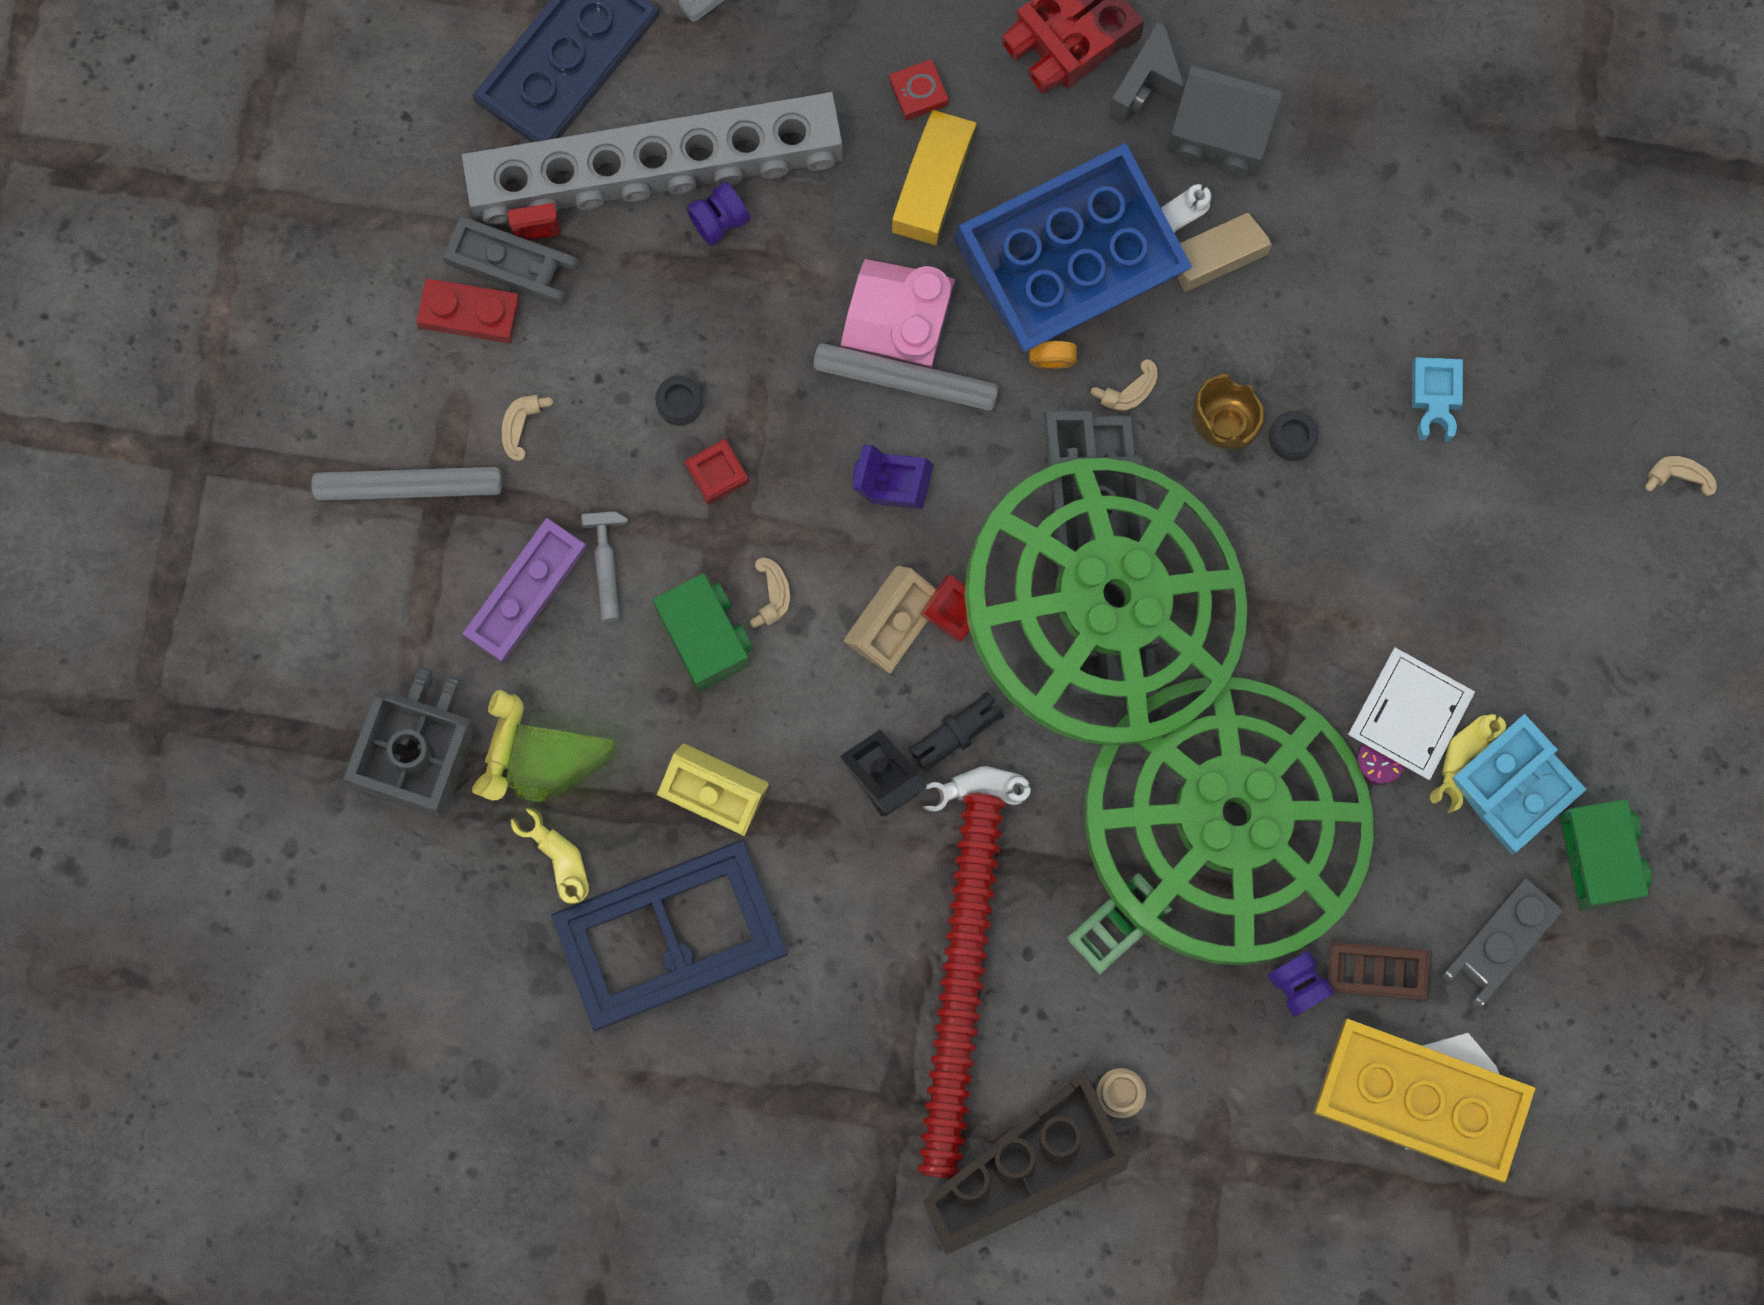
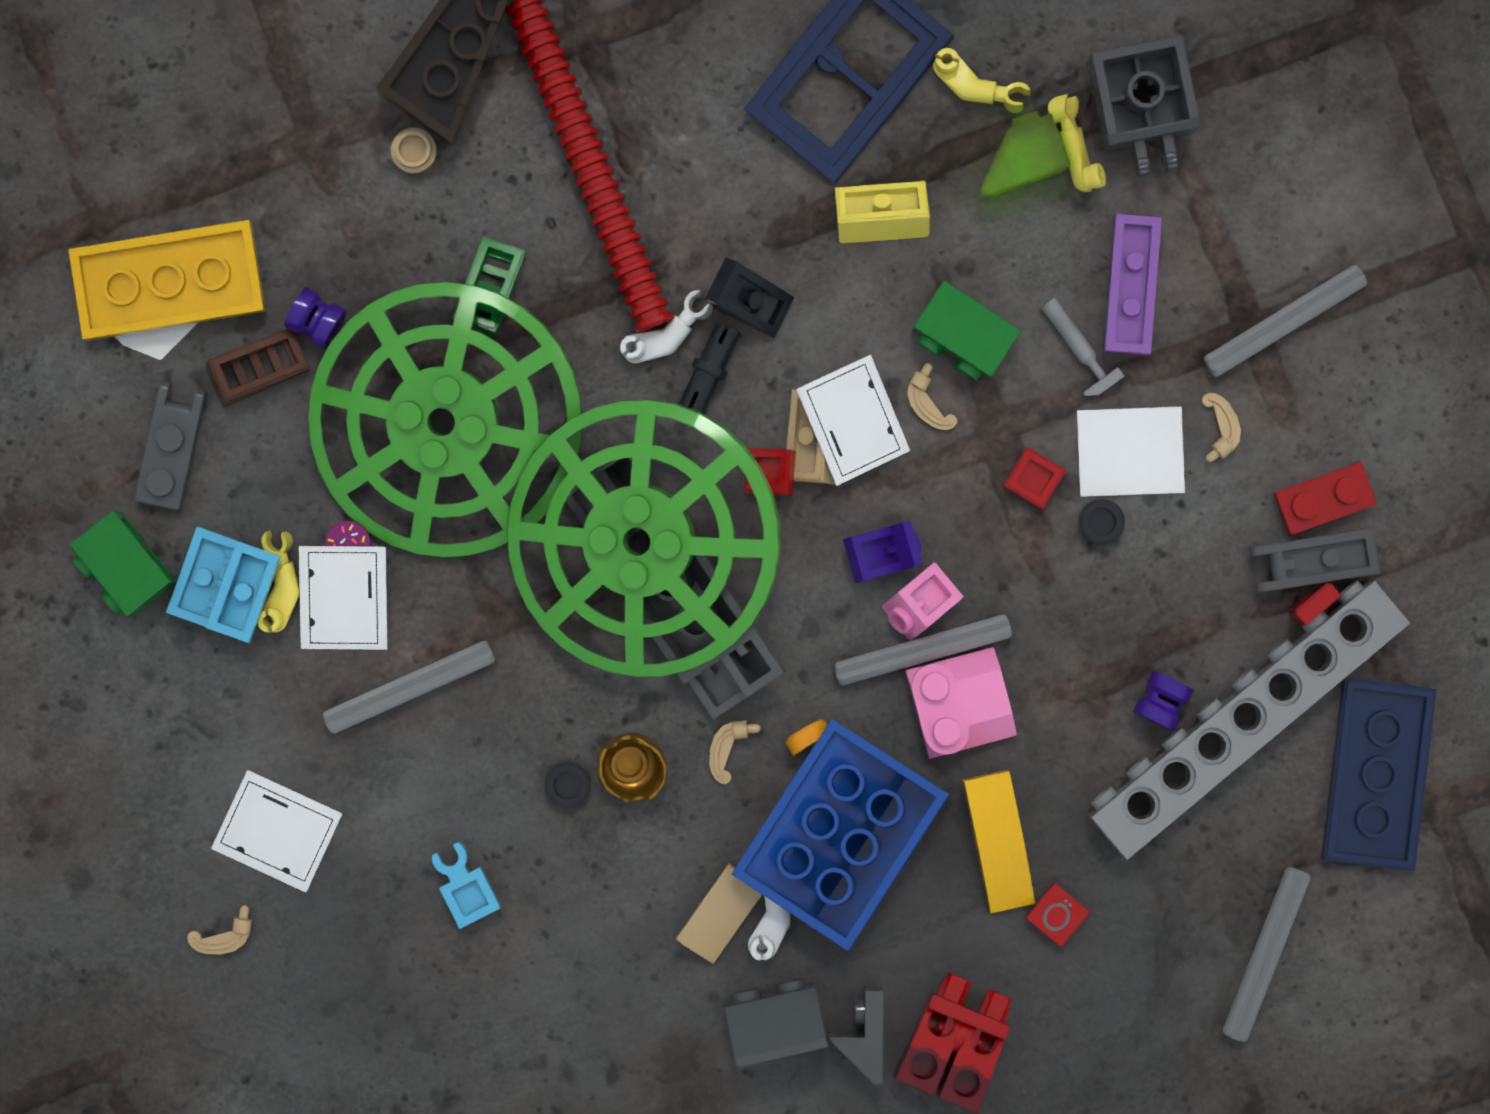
camera: 155 degrees right, 10 degrees up
(615, 449) = (1130, 451): none -> white sticker
(851, 610) = (853, 420): none -> white sticker
(882, 416) = (921, 602): none -> bright pink bracket
(1393, 599) = (409, 687): none -> light grey axle
(1583, 541) = (276, 831): none -> white sticker

